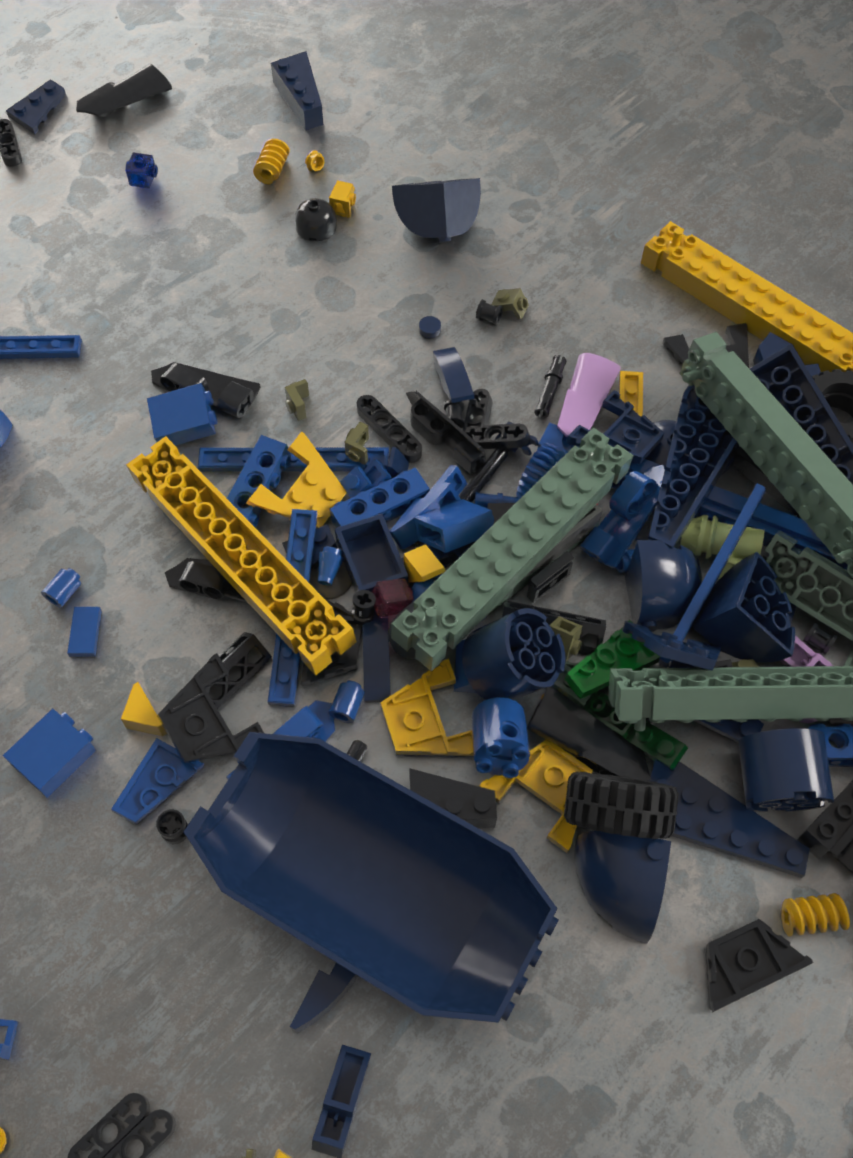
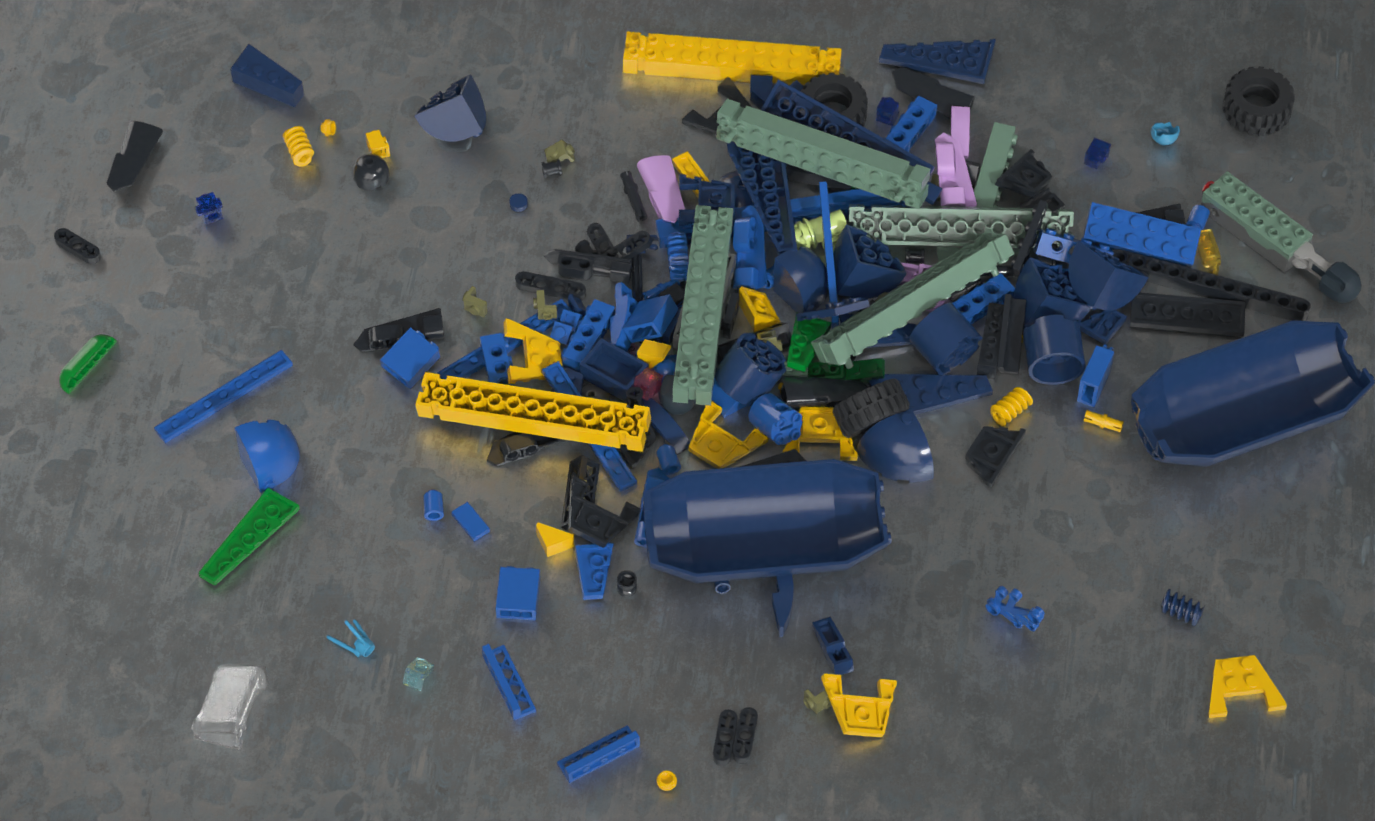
camera: 35 degrees left, 5 degrees down
(35, 106) = (68, 205): dark blue wing -> none
(329, 564) = (591, 386): blue cone -> none
(452, 375) = (565, 225): dark blue slope -> none
(589, 588) = (757, 309): none -> yellow slope

